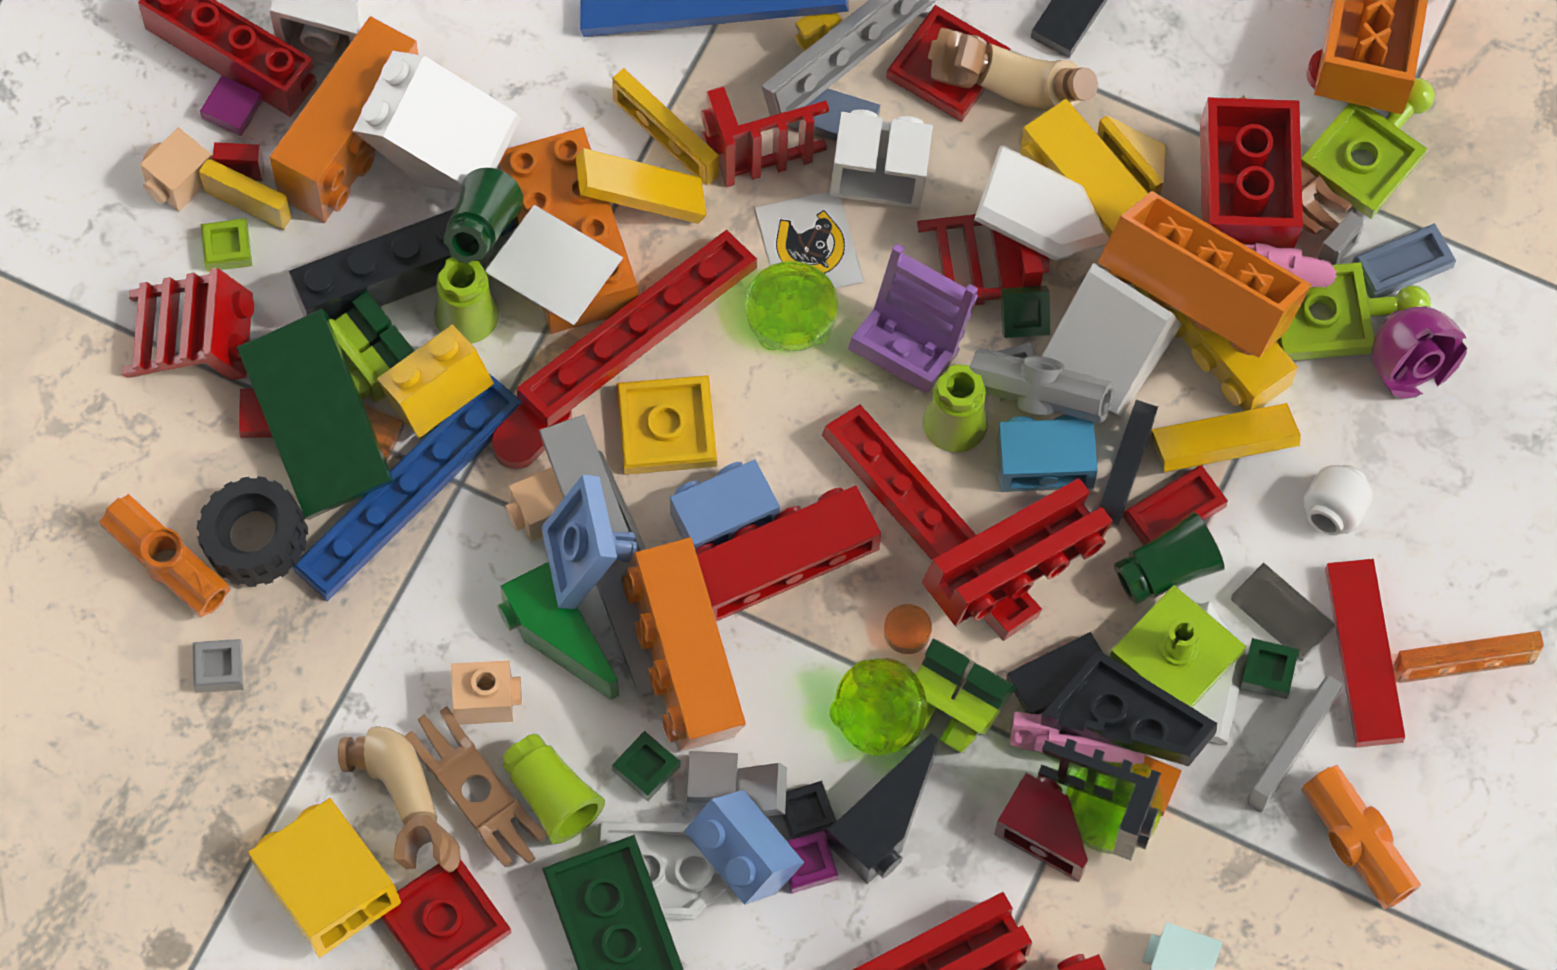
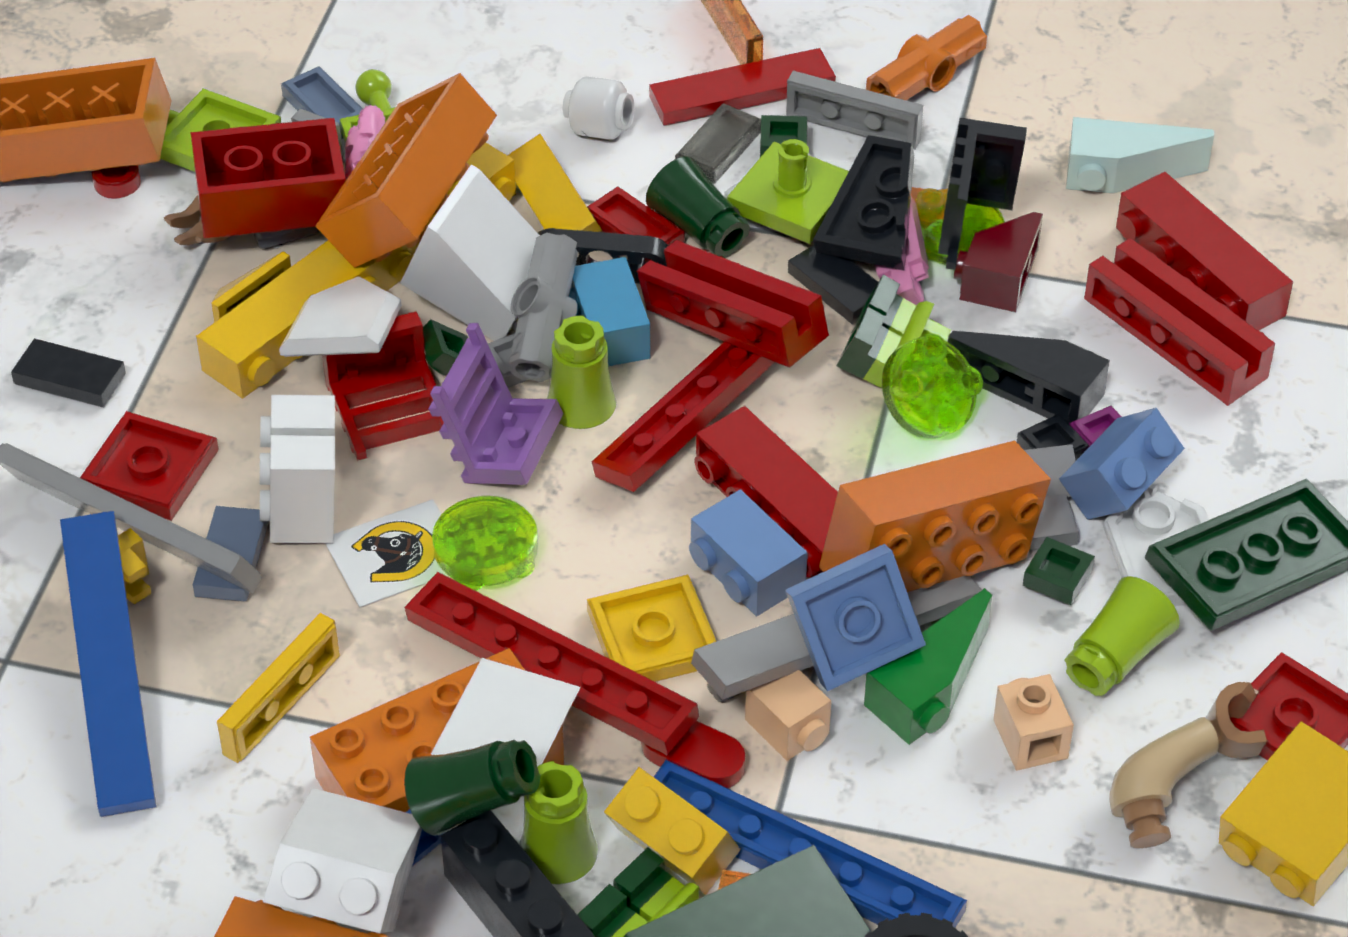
camera: 100 degrees left, 20 degrees down
(459, 766) = (1162, 690): medium nougat piece -> none
(640, 186) = (375, 677): yellow tile -> none
(741, 145) = (297, 586): red plate -> none
(907, 629) = (827, 399): clear orange tile -> none
(1032, 82) = (166, 390): piece -> none
(1416, 348) = (422, 61): magenta cylinder -> none

